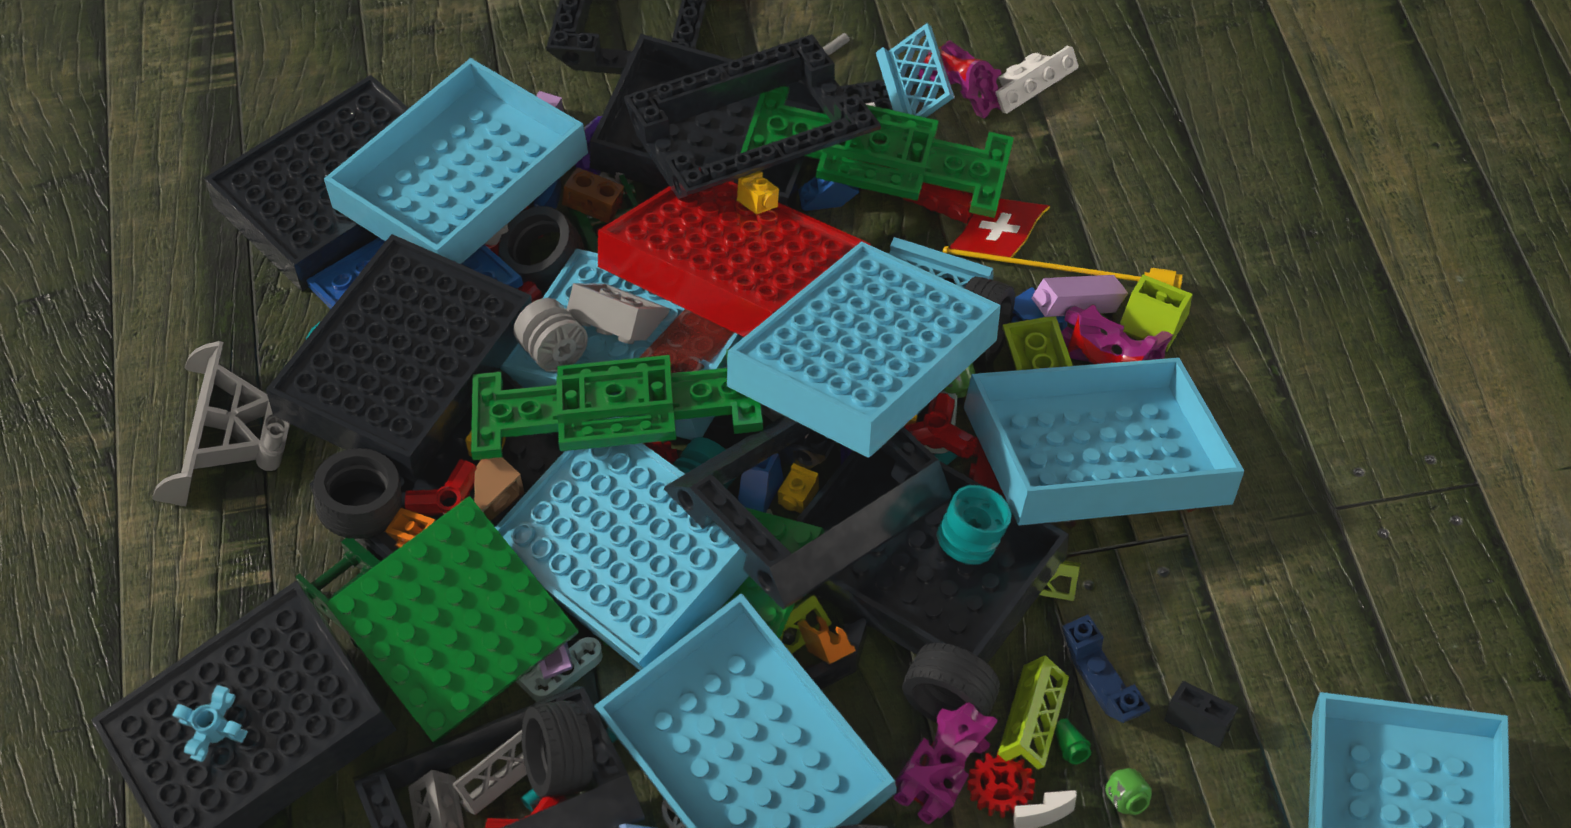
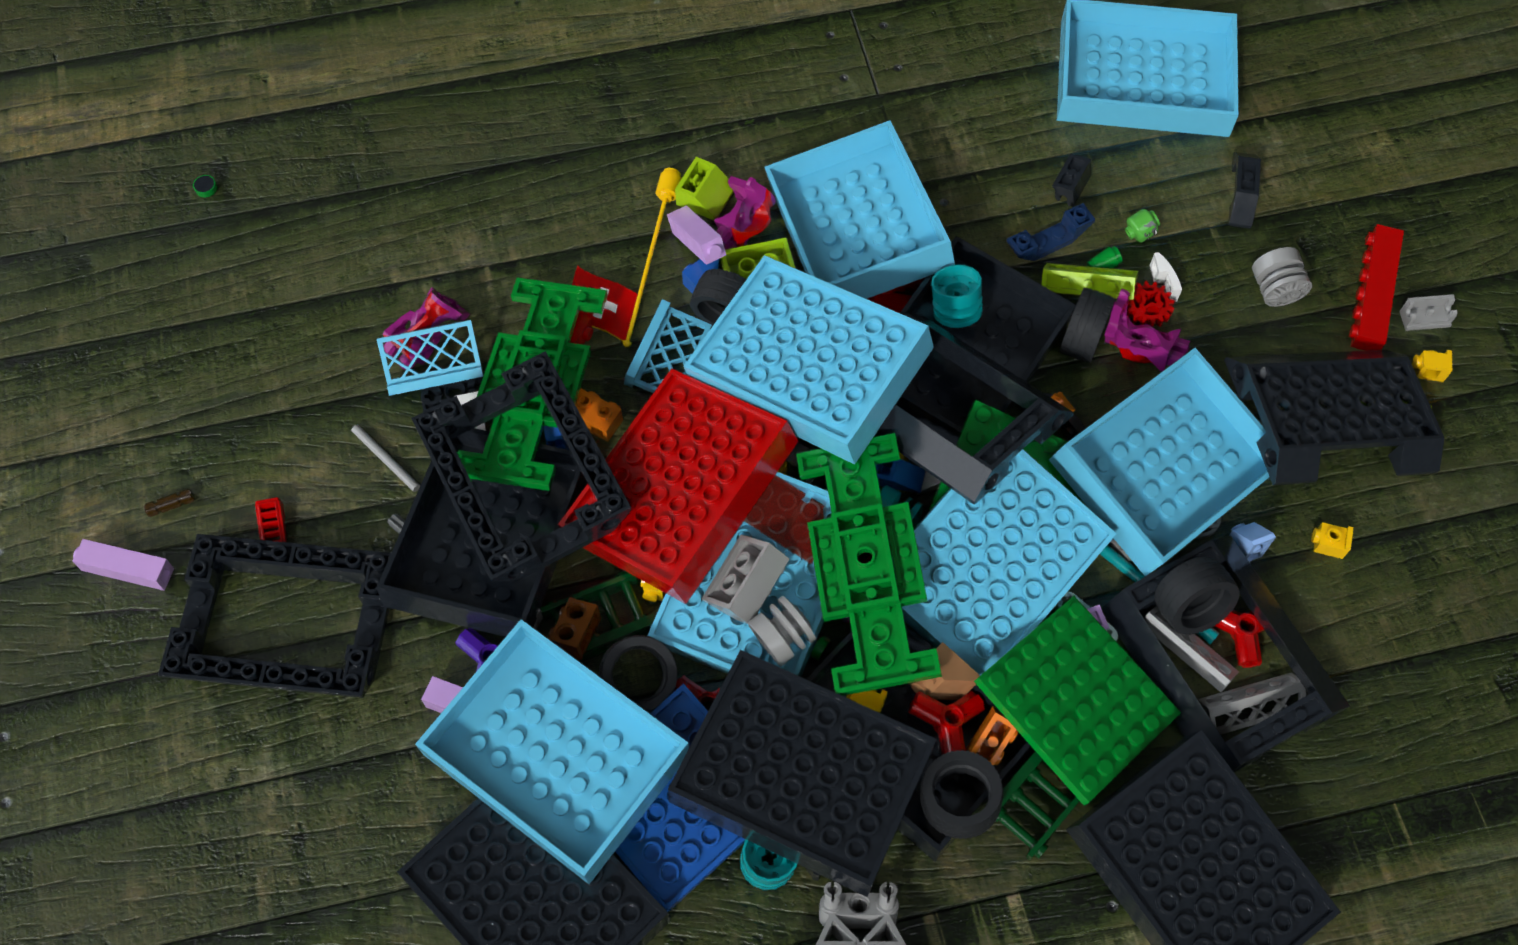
camera: 95 degrees left, 10 degrees up
(202, 716) = (1223, 905): medium azure pin -> none
(757, 193) = (617, 457): yellow brick -> none
(854, 214) = (599, 415): none -> orange brick
(1033, 76) = (421, 274): white bracket -> none

